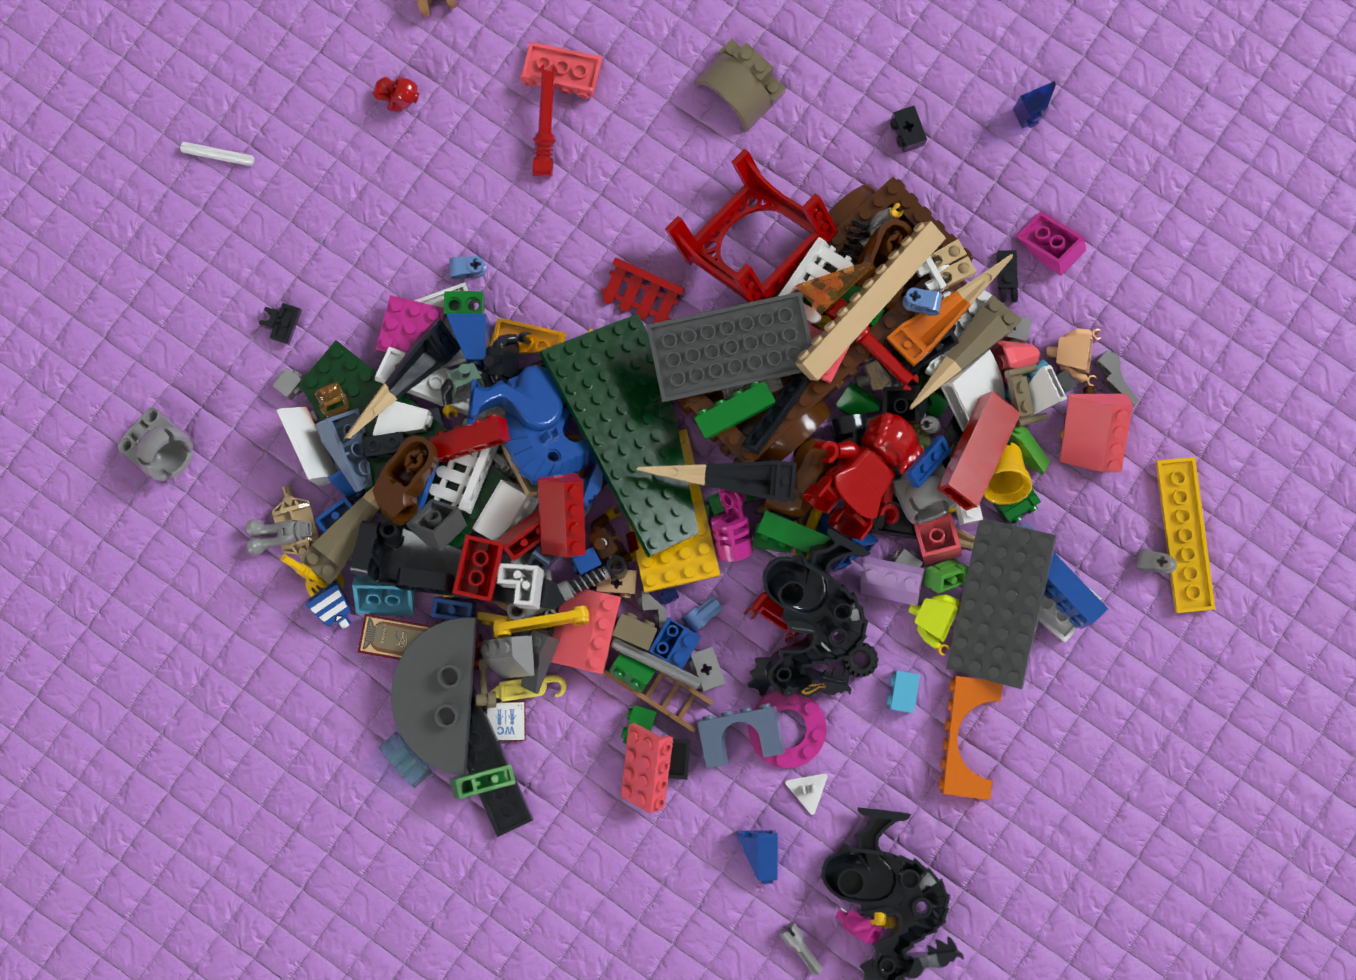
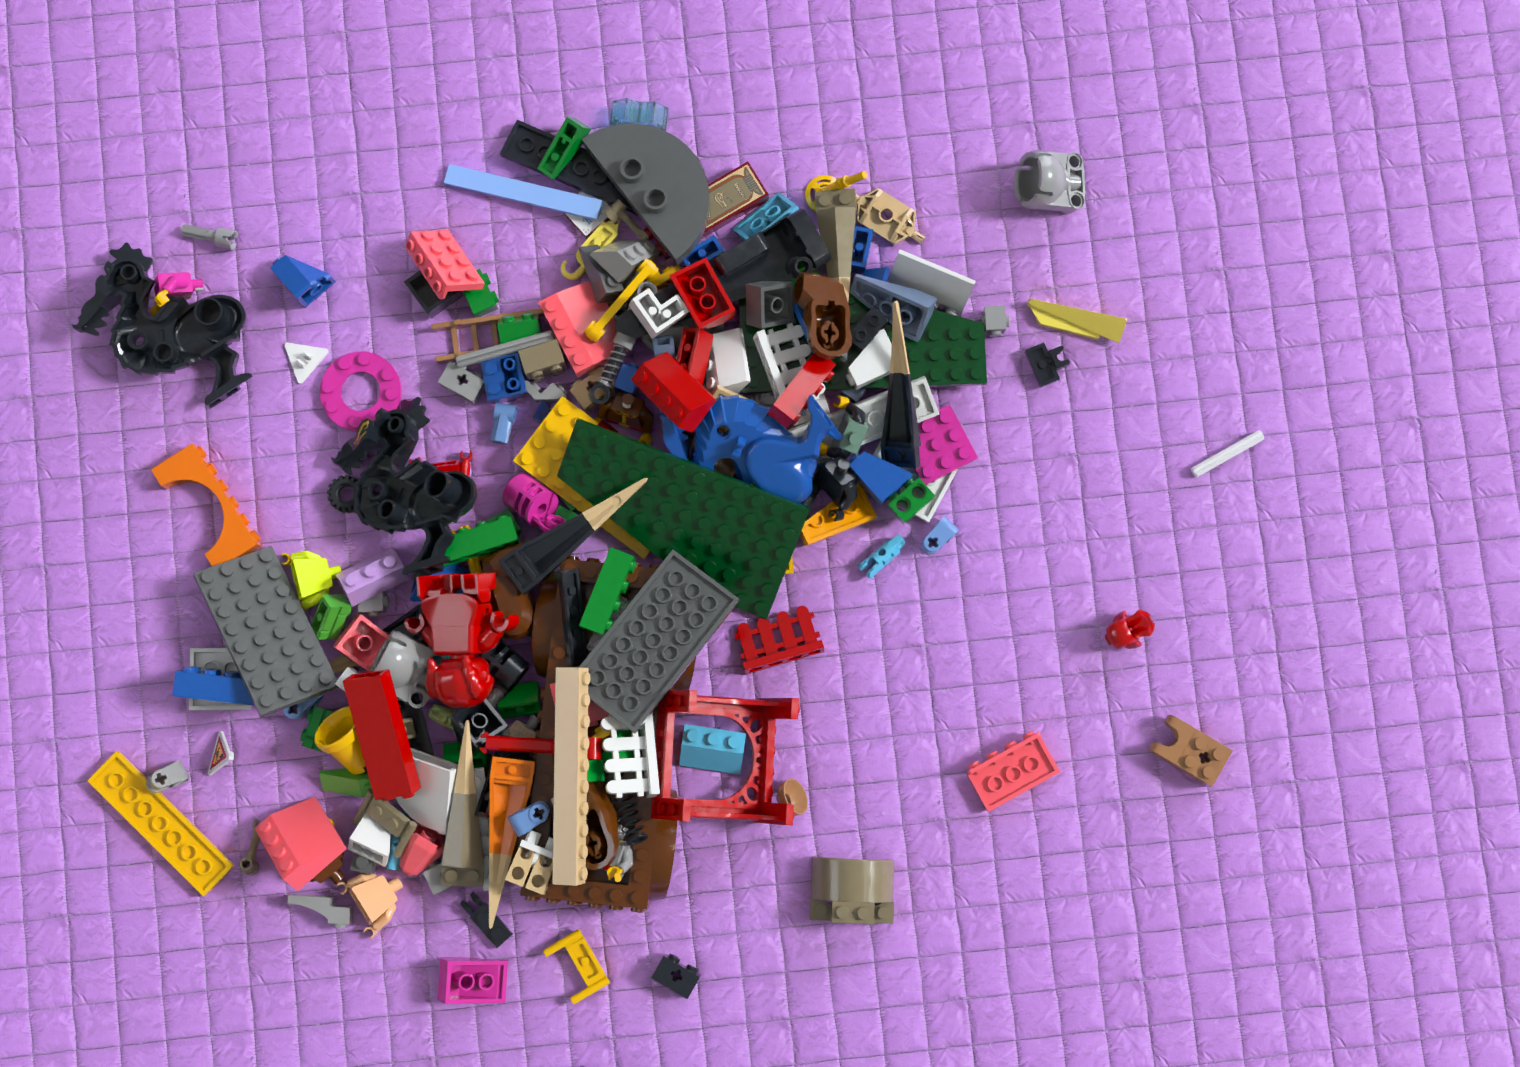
camera: 140 degrees right, 0 degrees up
(232, 332) = (1077, 320): none -> light yellow wedge
(287, 531) = (884, 203): light grey piece -> none
(329, 395) = (948, 333): clear orange piece -> none
(331, 605) = (801, 178): blue torso -> none
(508, 287) = (882, 556): none -> medium azure hinge
(541, 776) = (523, 192): none -> light blue tile
(544, 138) = (972, 697): red piece -> none
(714, 730) = (384, 377): sand blue arch -> none
(726, 178) = (792, 792): none -> medium nougat piece
(748, 248) = (712, 749): none -> medium azure slope
(827, 289) = (614, 752): clear orange wing -> none
(903, 691) = (290, 497): medium azure brick -> none
(928, 461) = (416, 688): blue plate -> none
(931, 425) = (443, 729): light grey hinge -> none
(963, 190) = (585, 962): none -> yellow plate
(1104, 546) = (221, 754): none -> white piece
(1136, 458) = (250, 858): none -> dark tan brick

